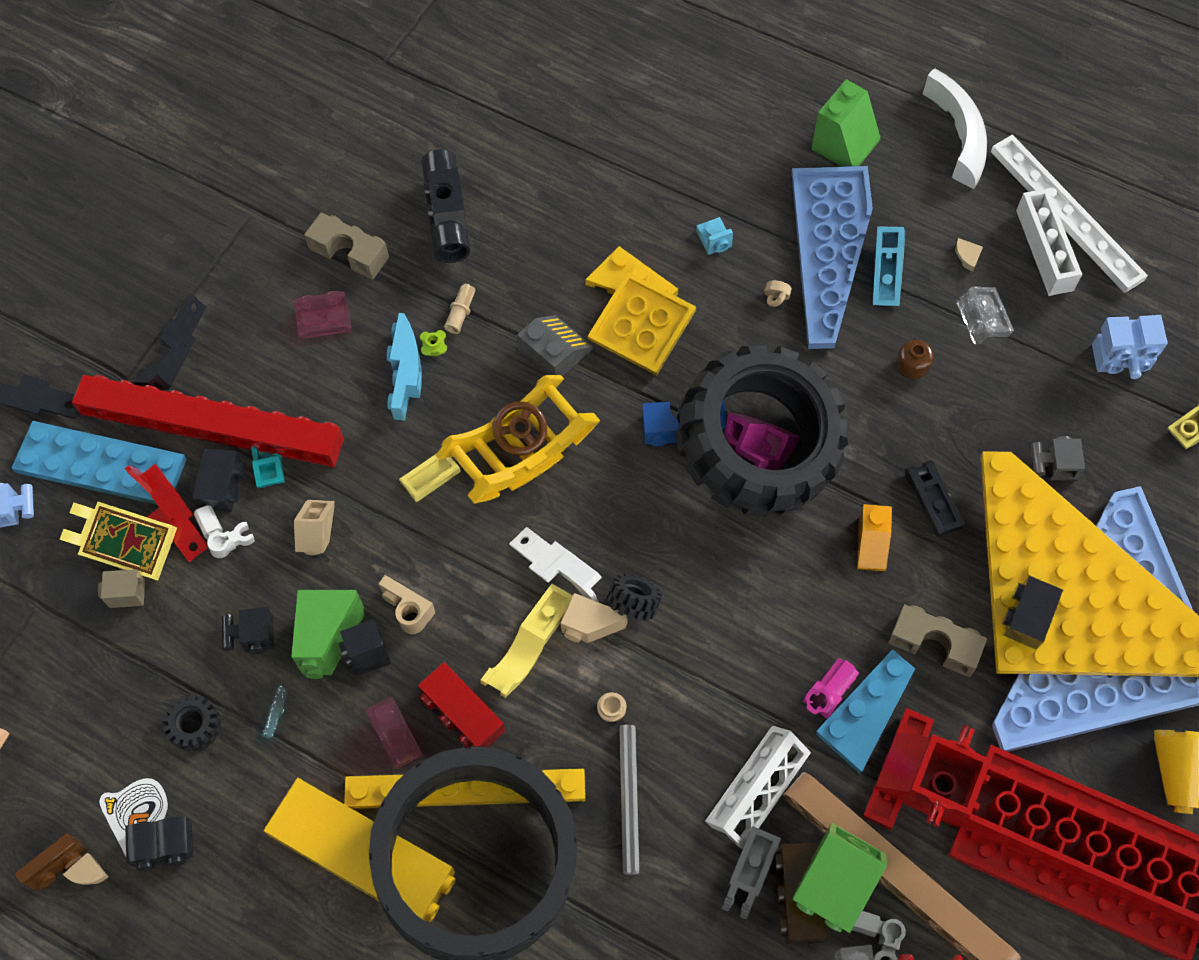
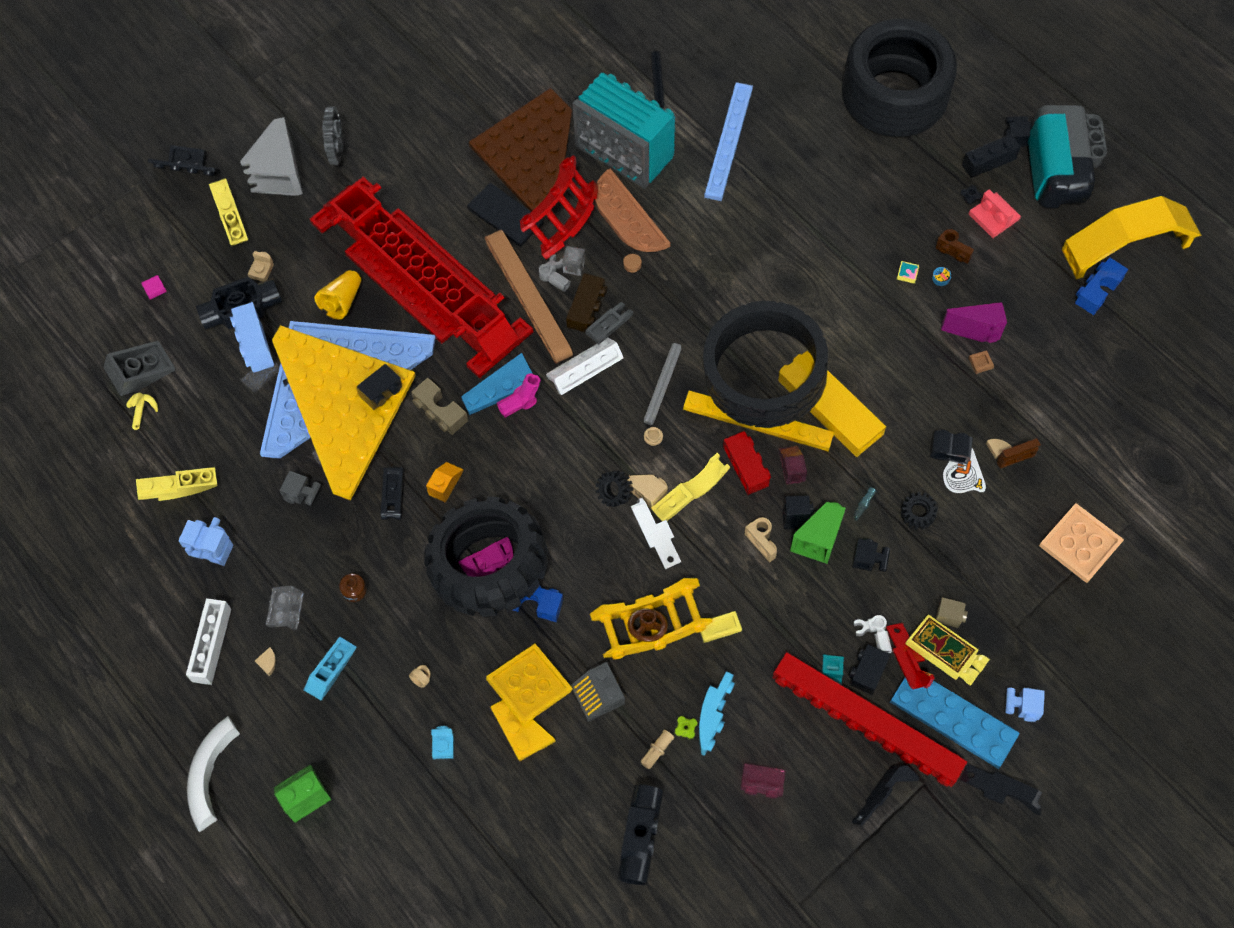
camera: 160 degrees left, 0 degrees up
(313, 527) = (809, 613): tan slope -> none
(331, 234) = (738, 850): dark tan arch -> none
(831, 226) = (352, 721): medium blue wing -> none
(840, 878) = (562, 292): bright green slope -> none
(1074, 218) = (177, 665): white plate -> none

